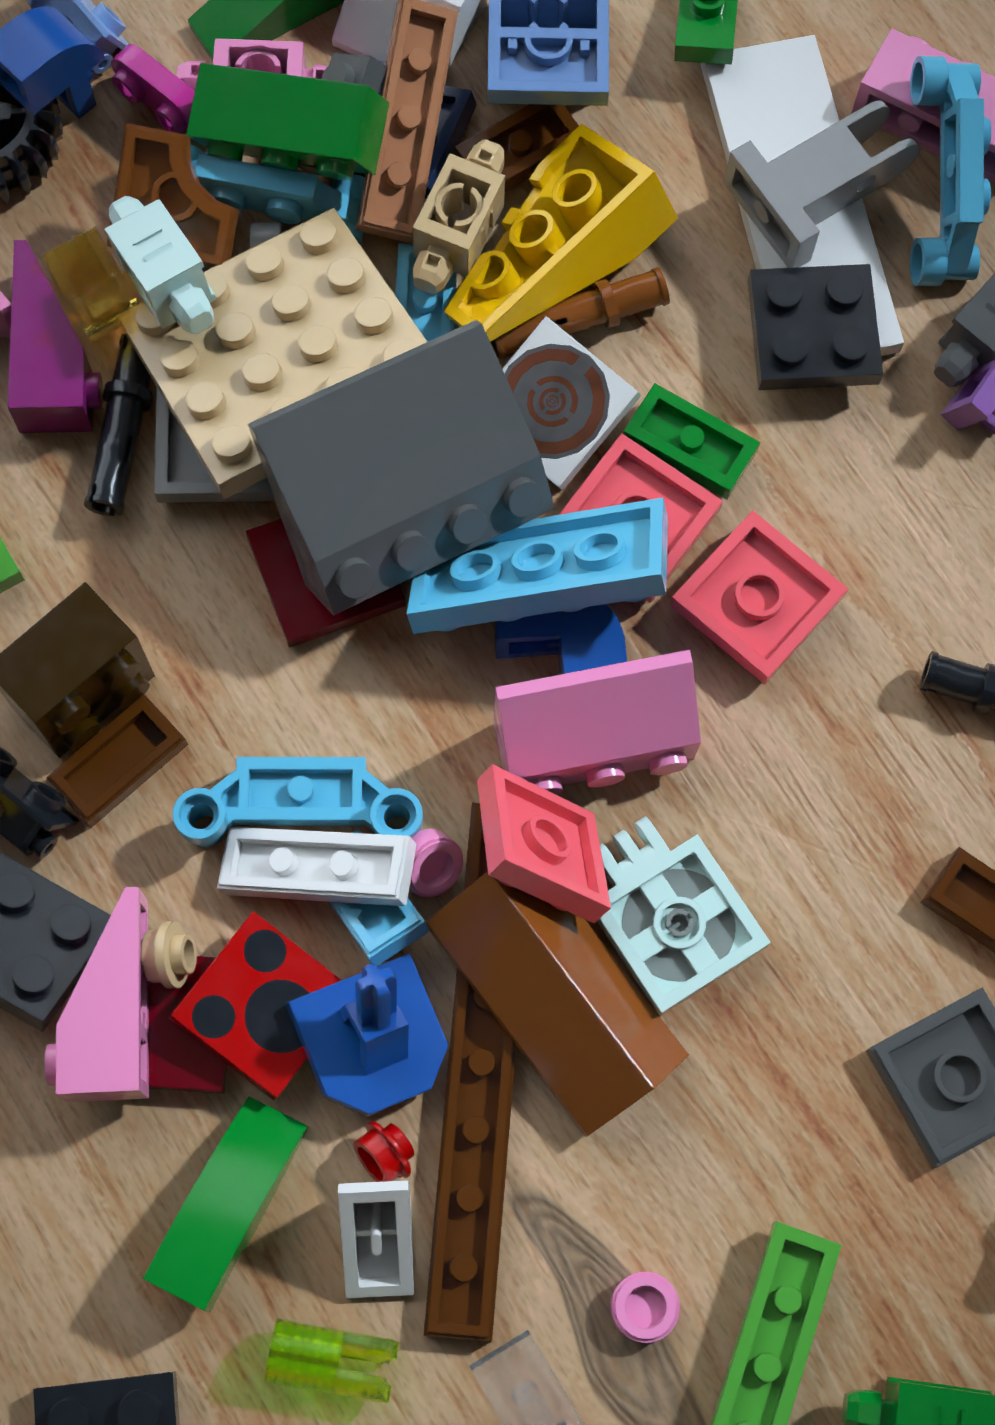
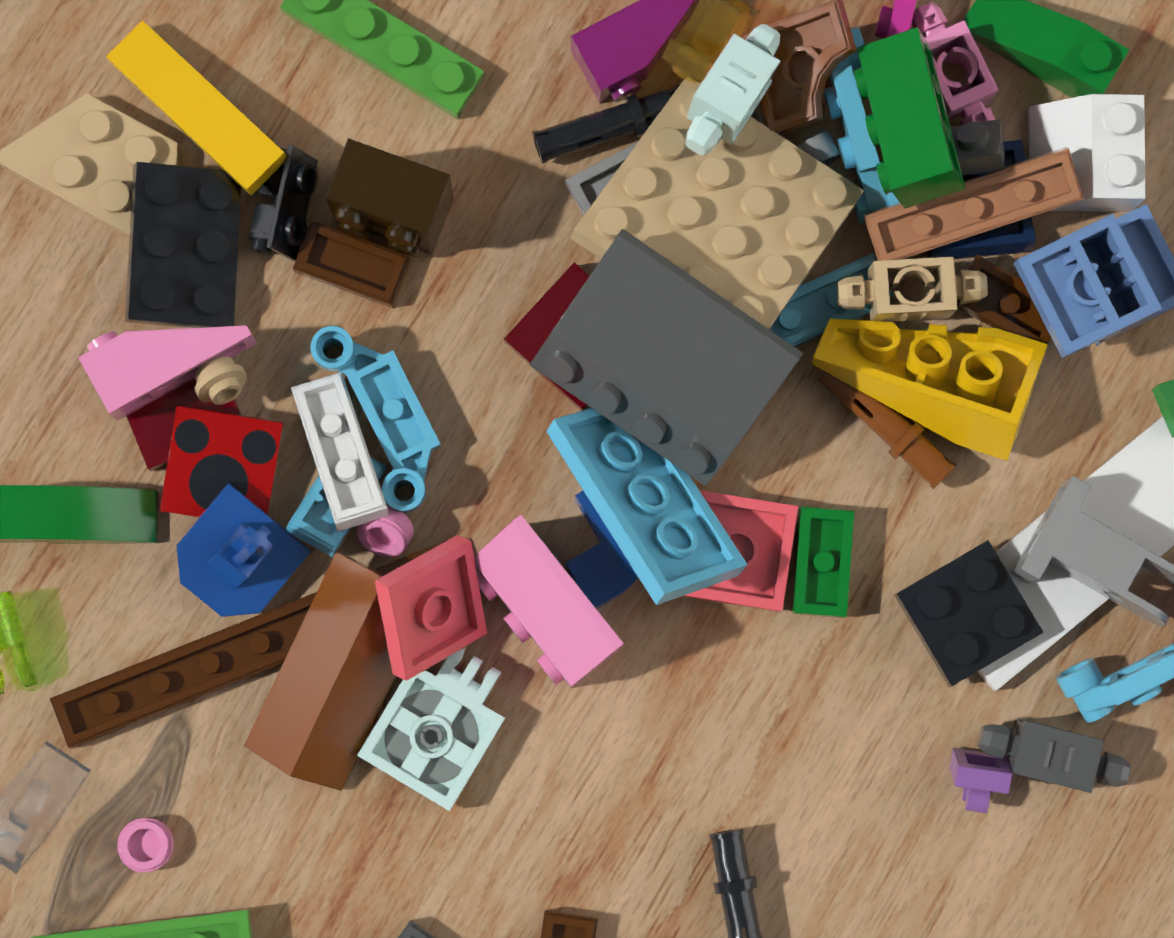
camera: 60 degrees right, 10 degrees up
(376, 1238) = (99, 631): white slope -> none
(384, 1152) = (161, 606): red plate -> none
(566, 399) = (800, 444): tile -> none
(758, 597) = (720, 675): coral plate -> none

